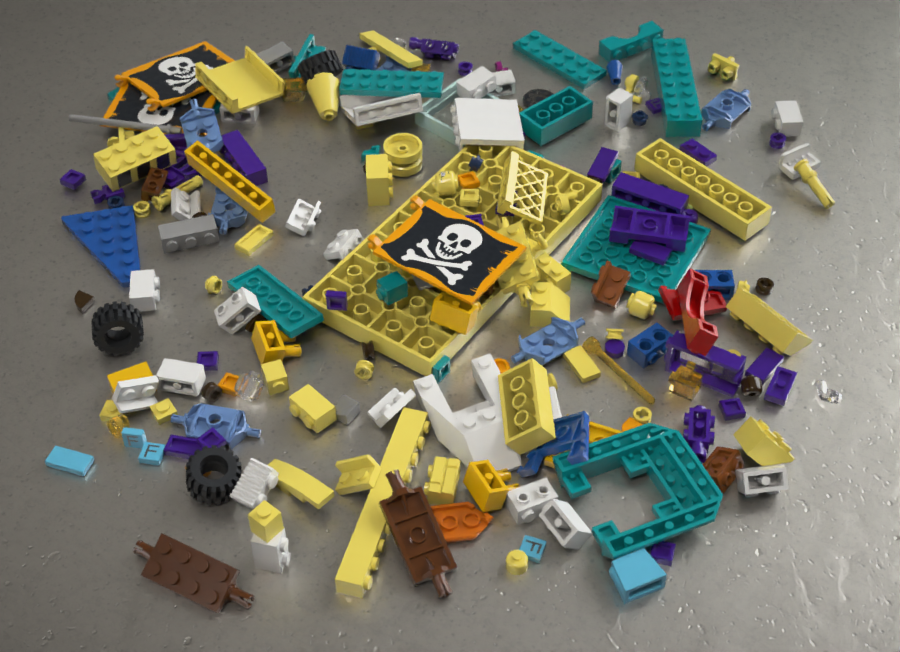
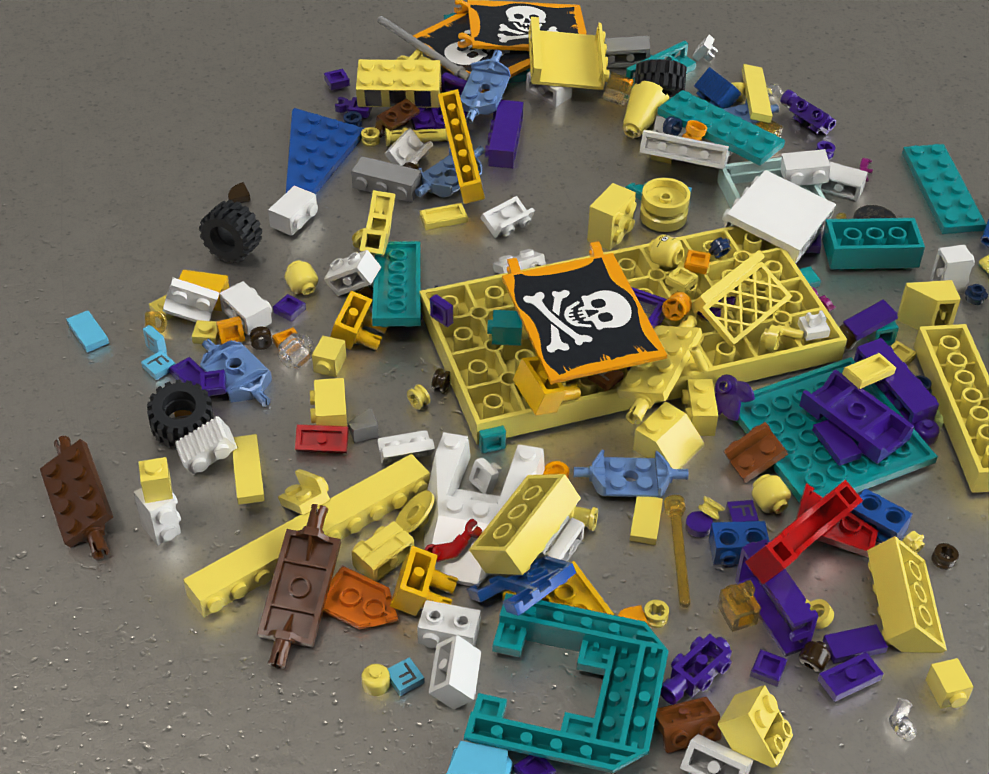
camera: 35 degrees right, 0 degrees up
(184, 399) = (230, 330): none -> light orange tile
(198, 334) = (301, 277): none -> light yellow head
(224, 267) = (379, 223): none -> light yellow arch
(323, 34) = (705, 49): none -> white tile
(327, 434) = (321, 439): none -> red plate
(359, 98) = (672, 126): none -> dark blue bush
(380, 93) = (695, 130): none -> light orange wheel
(440, 442) = (416, 511): none -> light yellow dish
(459, 395) = (484, 475): none -> white tile
(491, 450) = (453, 549): none -> red arm
(493, 219) = (671, 309): none -> light orange wheel
(567, 255) = (730, 400): none -> dark purple plate
(579, 184) = (814, 326): none -> white tile
(628, 137) = (929, 304): none -> light yellow slope
(633, 326) = (741, 511): none -> dark purple tile
(635, 196) = (869, 370): none -> light yellow tile
(834, 357) = (949, 683): none -> light yellow brick

